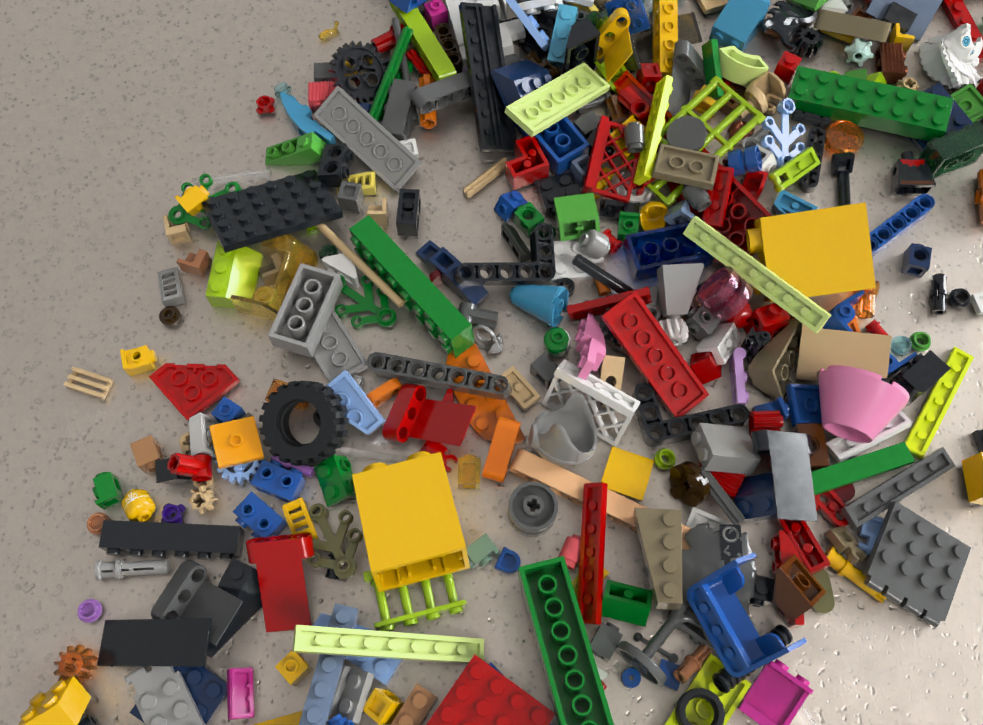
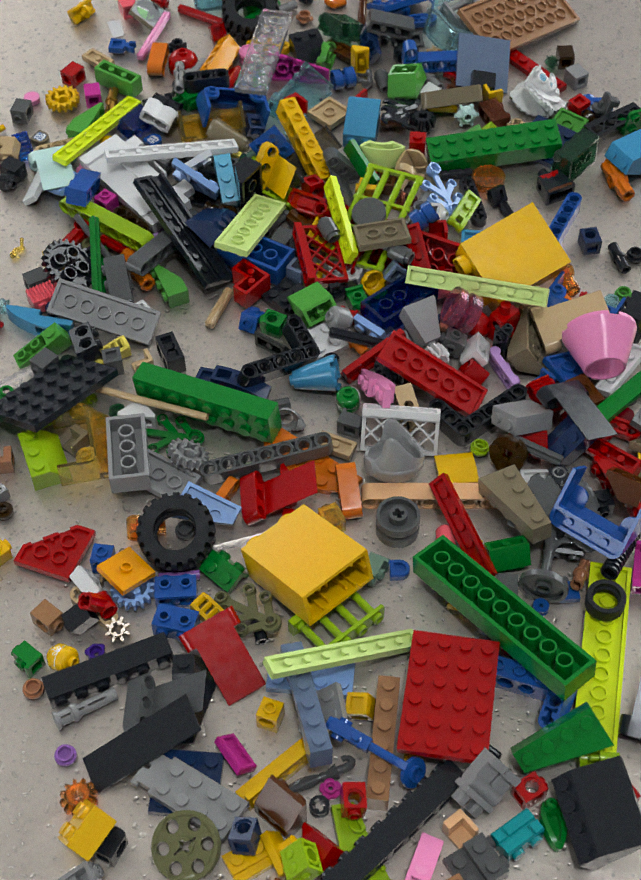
camera: 25 degrees left, 15 degrees down
(285, 167) = (43, 360): none -> dark grey brick
(366, 334) = (187, 453): none -> light grey gear
(450, 135) = (172, 287): none -> bright green slope
(617, 261) = (364, 326): none -> light blue plate

